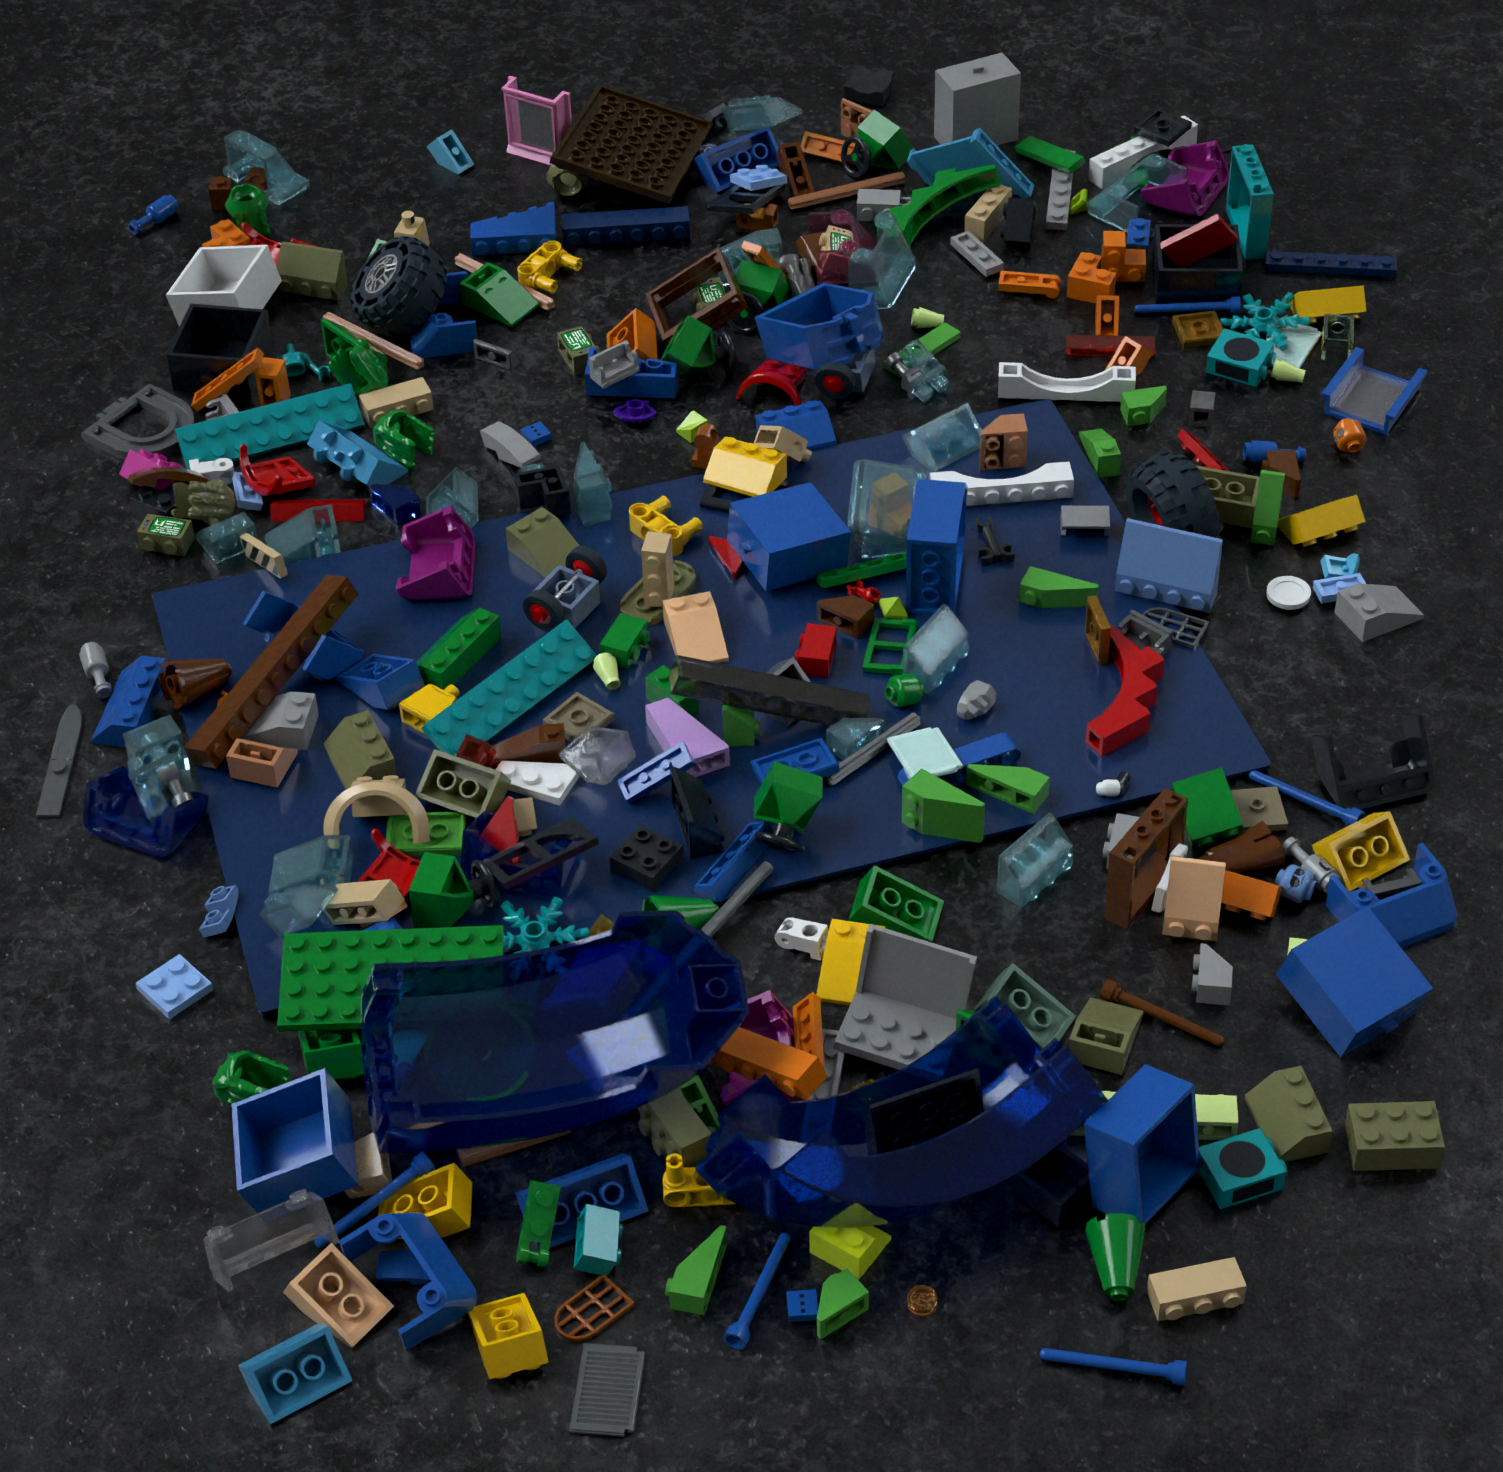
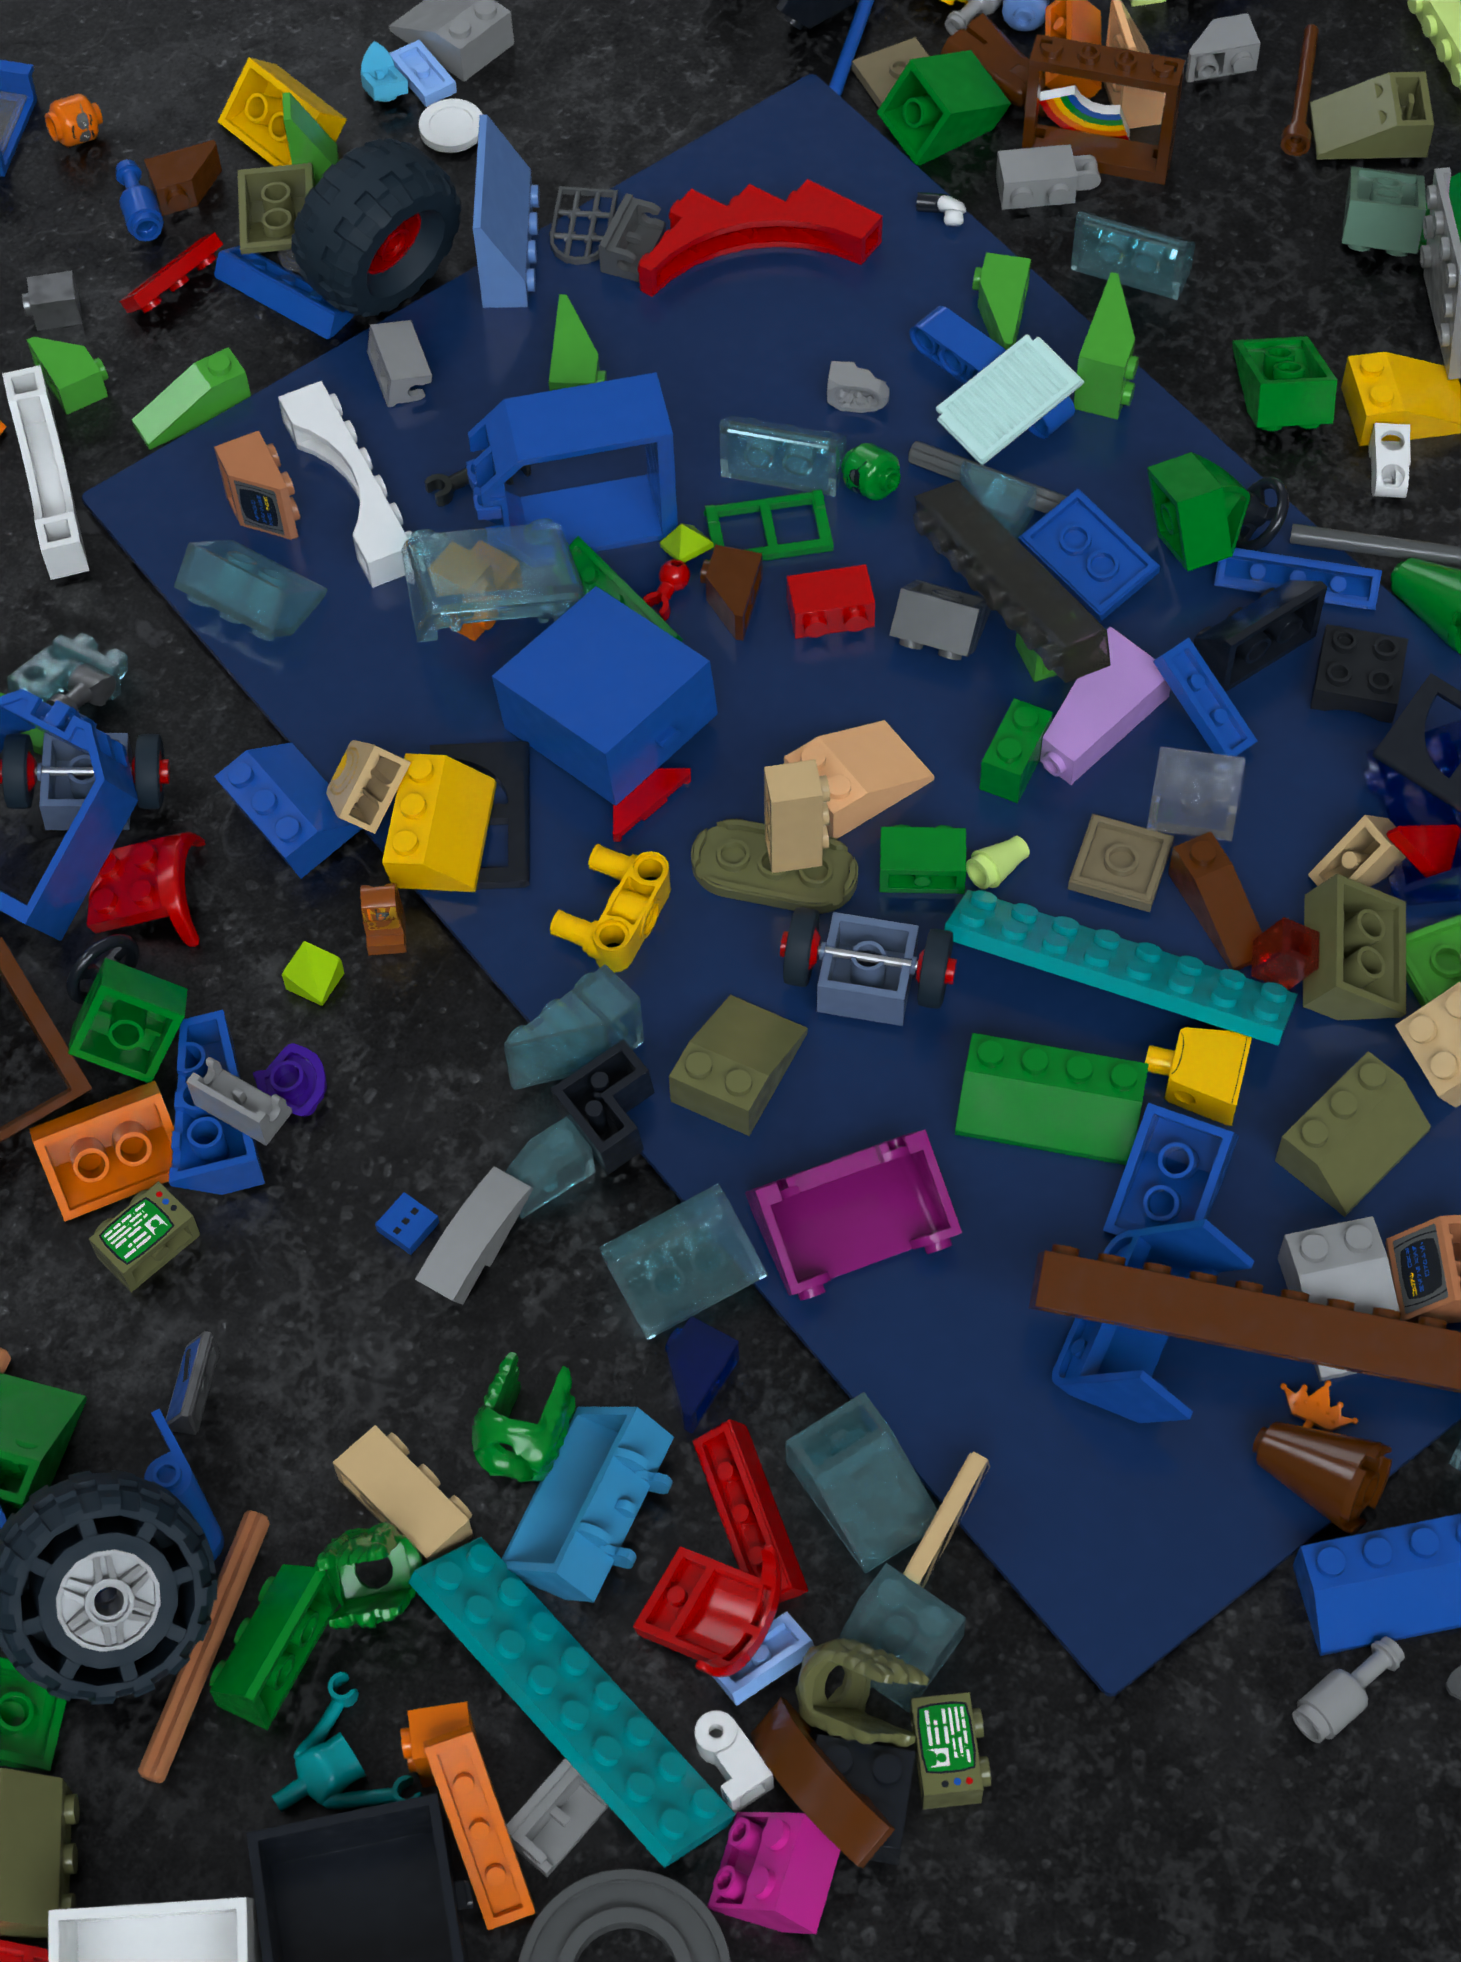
camera: 110 degrees left, 15 degrees up
(540, 780) = (1269, 870): white wing -> none
(1097, 630) = (660, 271): pearl gold tile -> none

